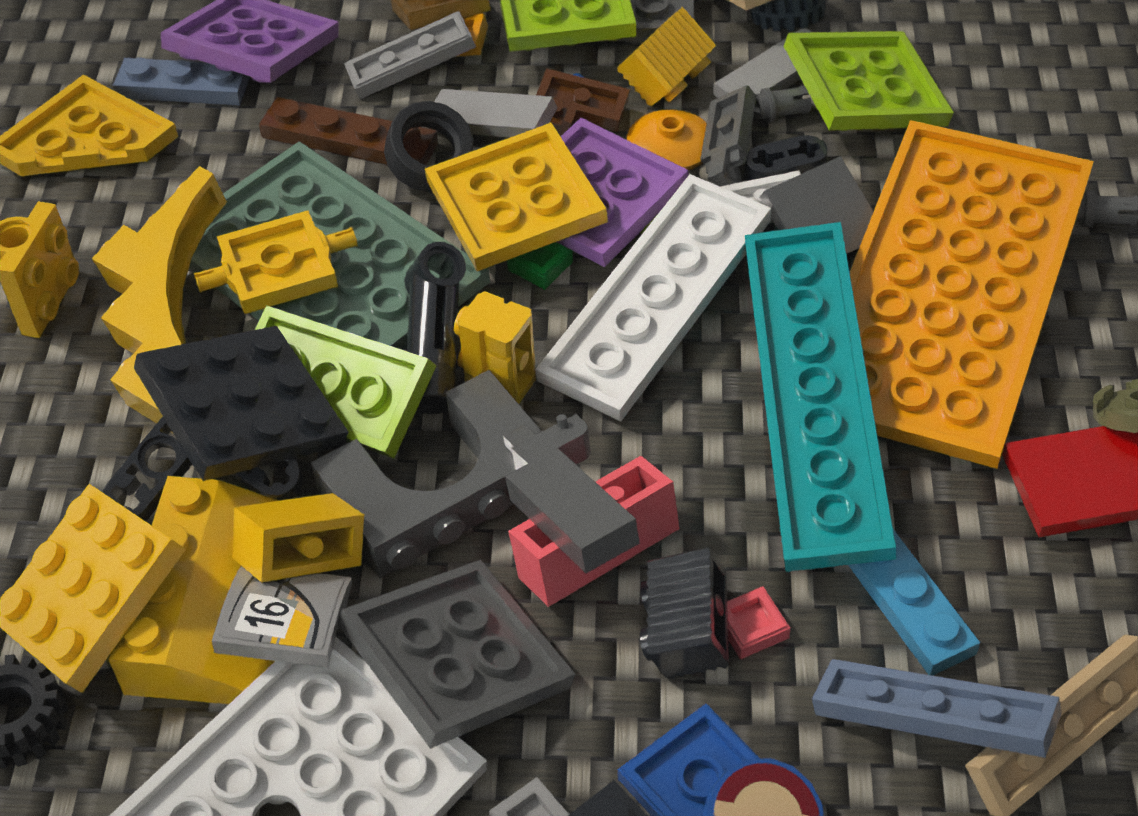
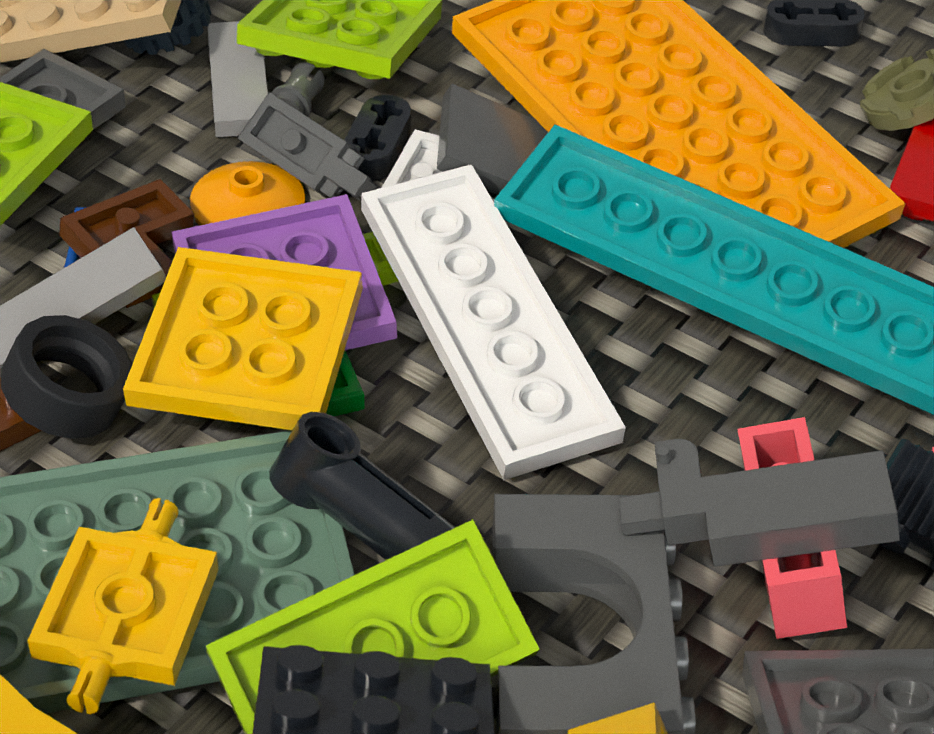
camera: 60 degrees left, 5 degrees down
(498, 340) = (470, 458): yellow brick -> none
(667, 57) = (148, 126): yellow brick -> none

